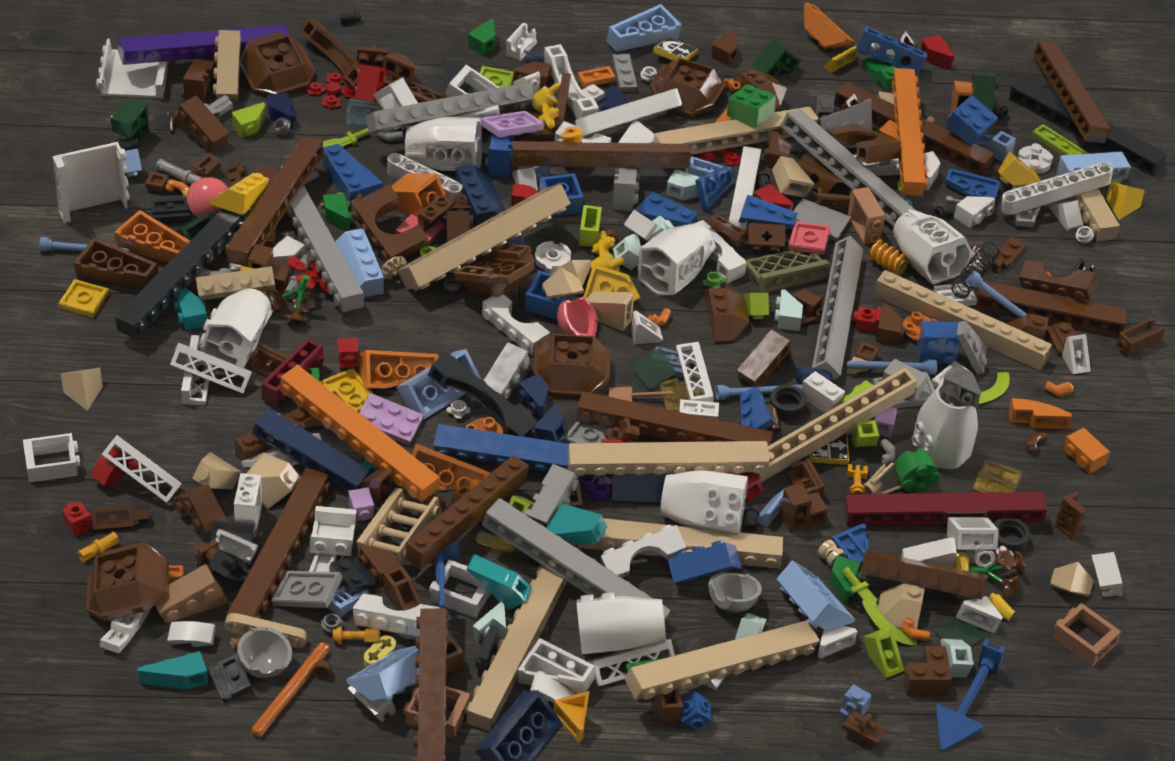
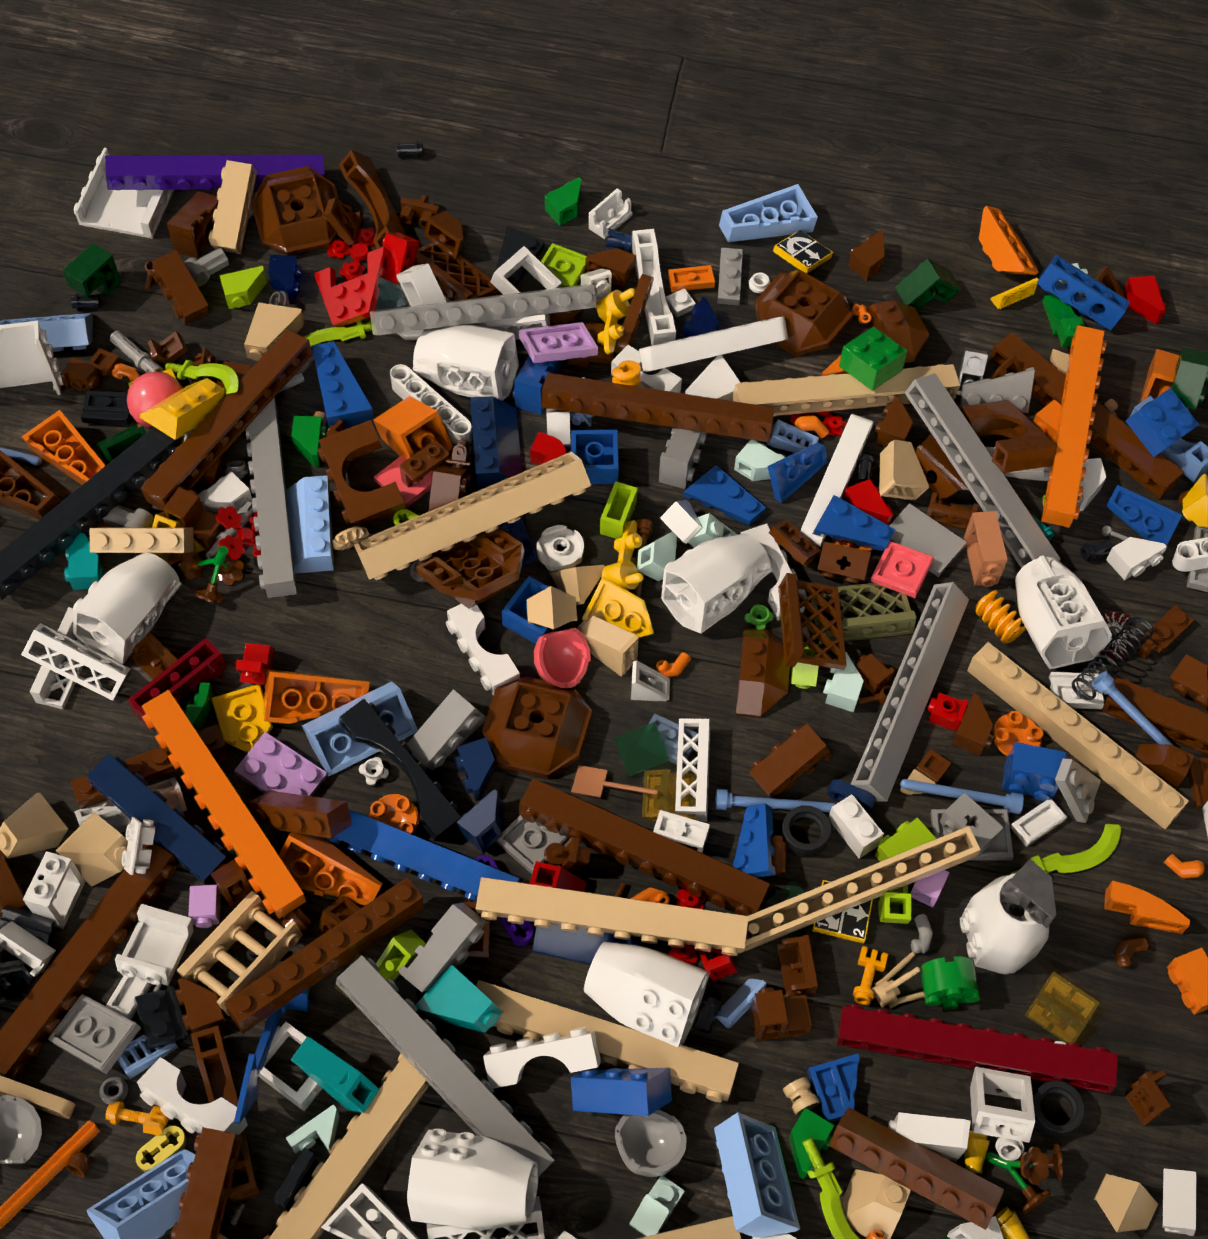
camera: 15 degrees right, 15 degrees up
(142, 191) = (80, 375): none -> reddish brown brick
(266, 171) = (220, 371): none -> lime sword
(282, 143) = (268, 325): none -> tan slope
(303, 458) = (135, 856): none -> white hinge
(319, 70) = (343, 220): none -> reddish brown wing
(343, 115) = (354, 298): none -> red wing
(424, 430) = (300, 814): none -> reddish brown brick
(716, 156) = (812, 423): none -> orange arm
(744, 274) = (790, 604): none -> reddish brown fence

